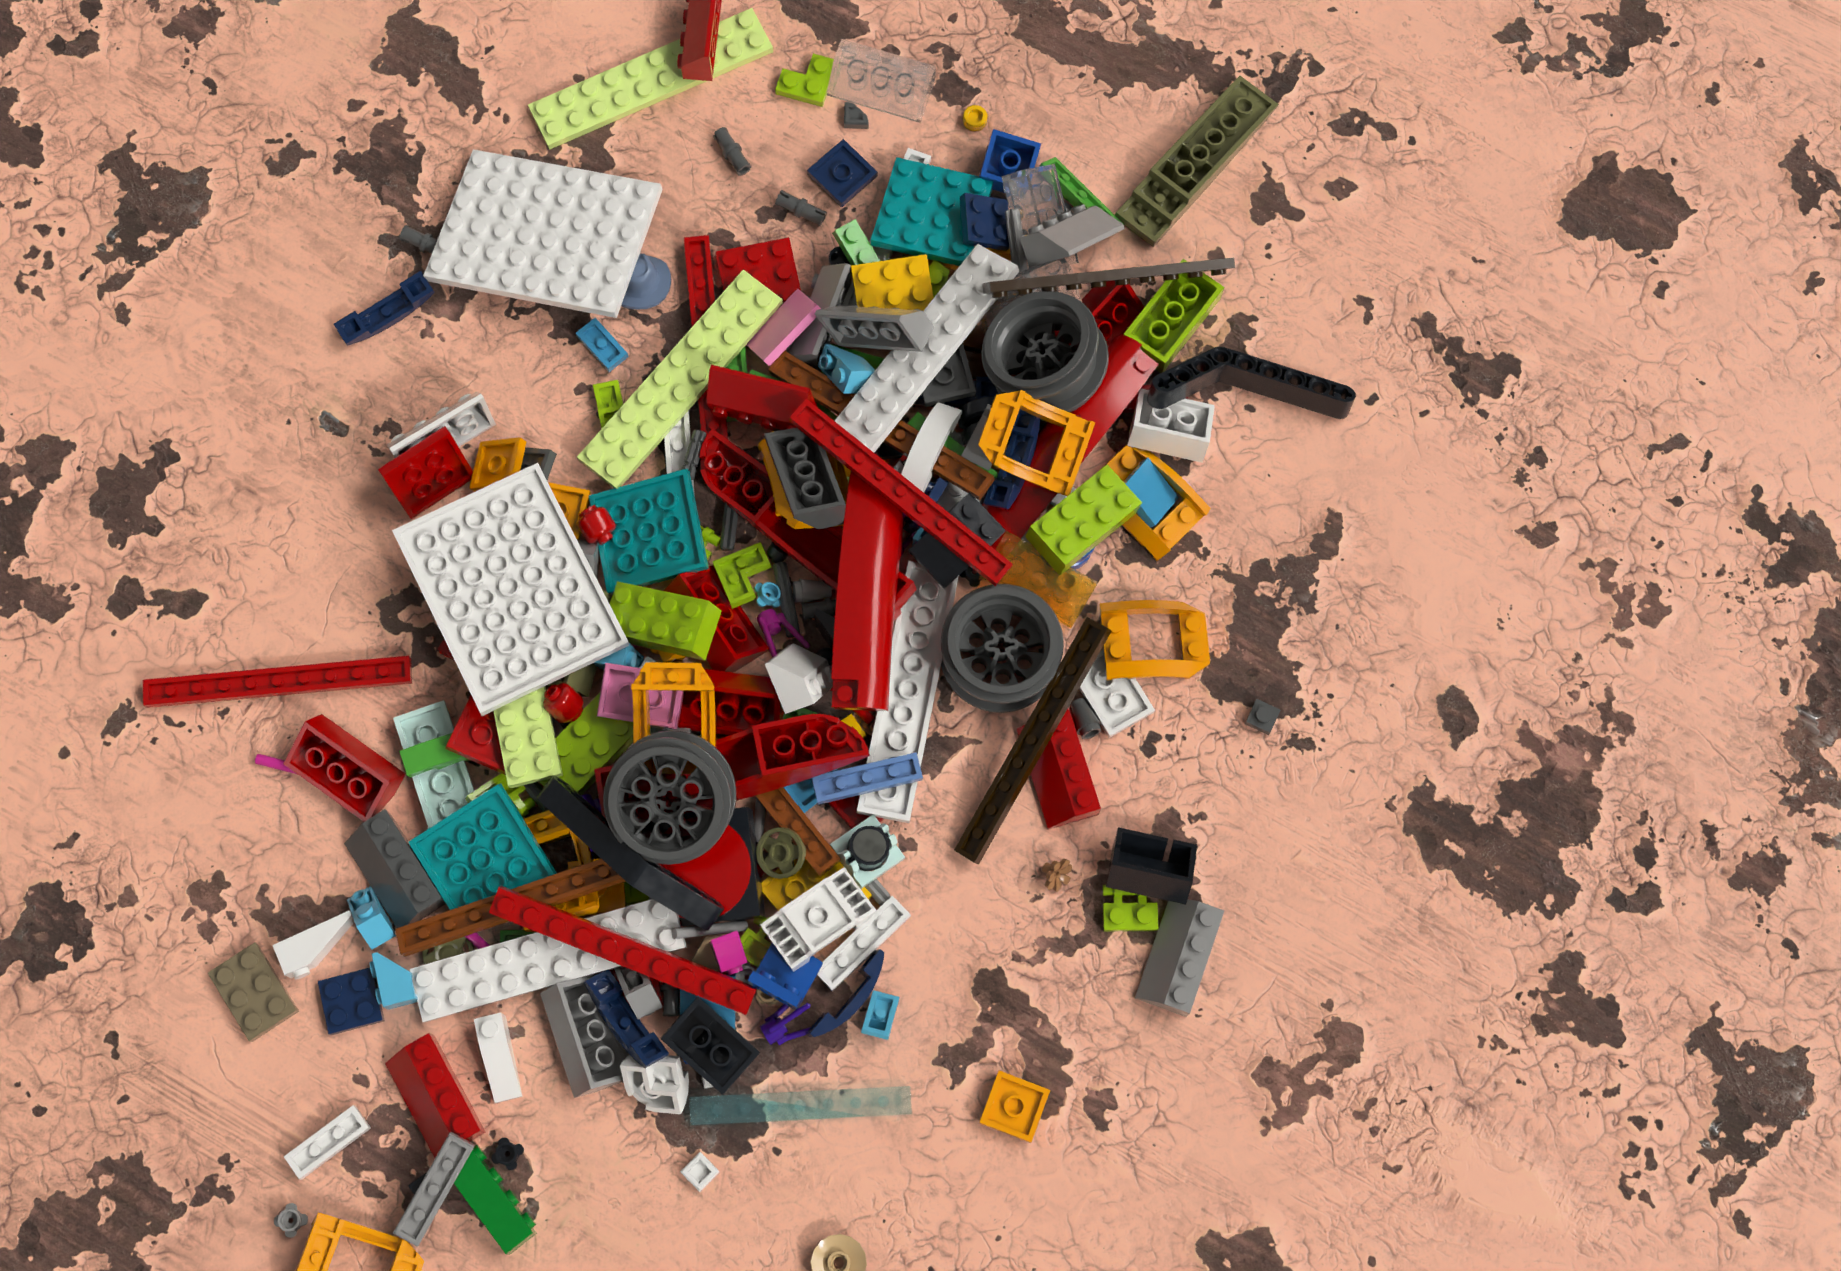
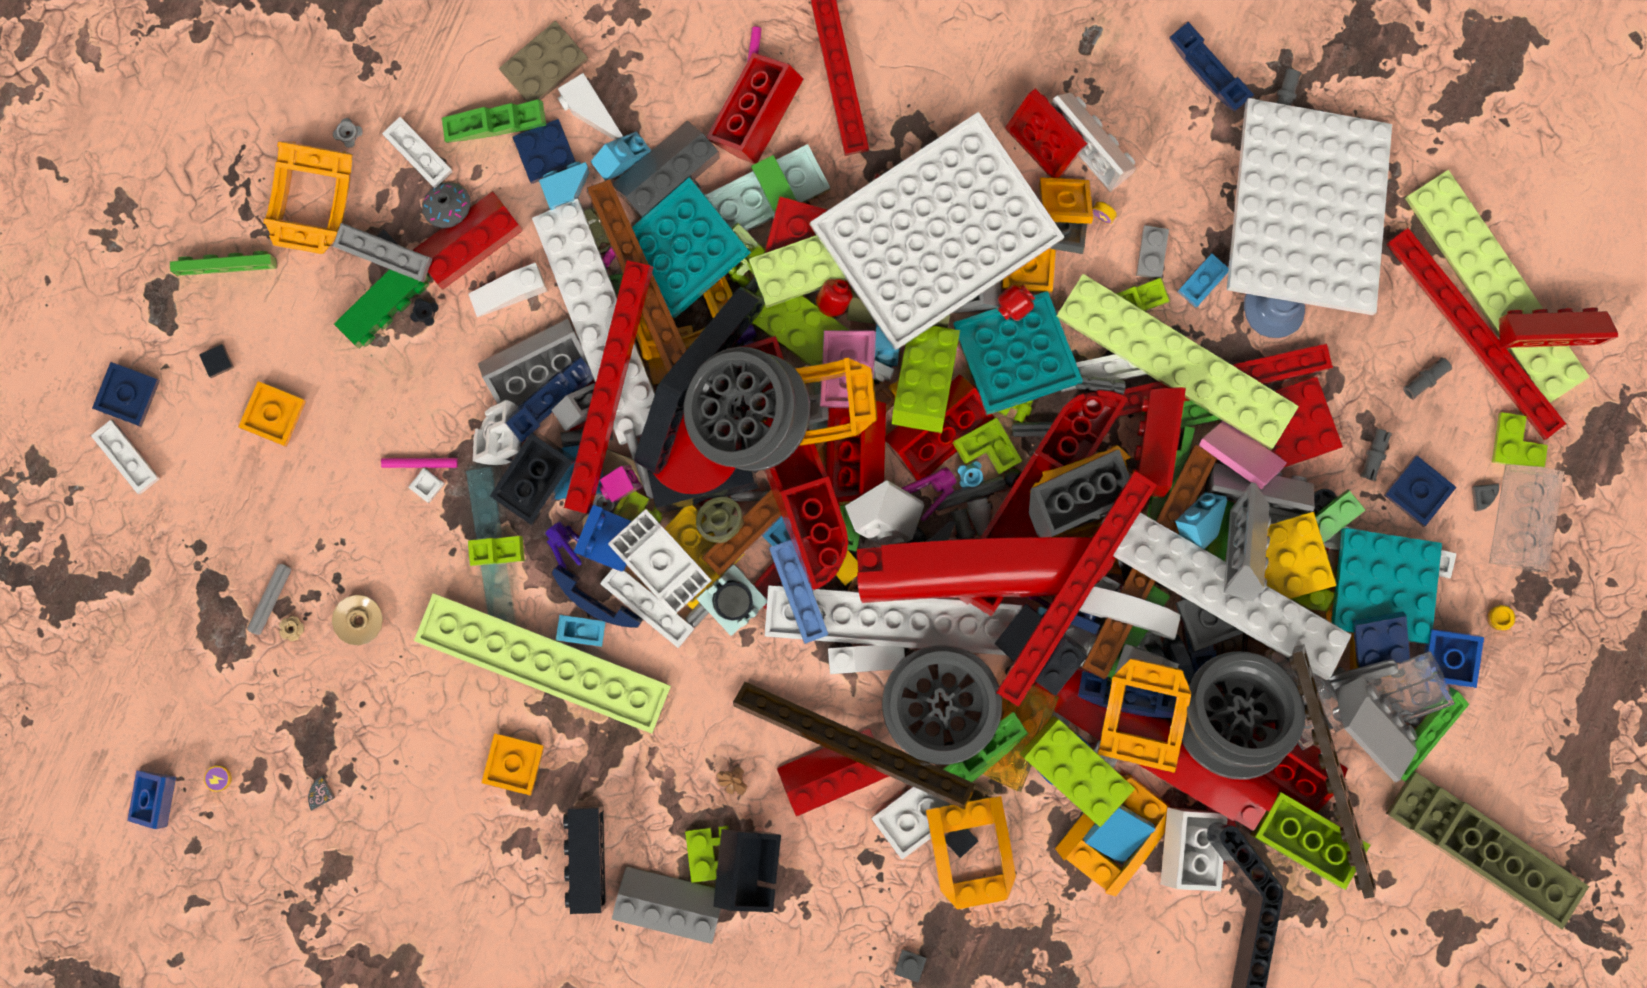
camera: 85 degrees right, 10 degrees up
(308, 1053) = (493, 121): none -> bright green slope
(402, 1116) = (448, 213): none -> dark grey dish
(516, 429) = (1104, 212): none -> yellow tile
(564, 391) = (1152, 252): none -> light grey plate
(673, 1178) = (419, 462): none -> dark pink bar
(693, 102) = (1476, 334): none -> red plate
(782, 1099) = (496, 550): none -> lime slope
(909, 1063) = (542, 663): none -> yellowish green plate
(944, 726) = (864, 658): none -> white slope
(1039, 582) = (1006, 737): none -> bright green slope
(1085, 720) = (884, 793): dark grey cone -> none
(1124, 1034) = (586, 859): none -> black brick
(1142, 648) = (960, 841): none -> black tile

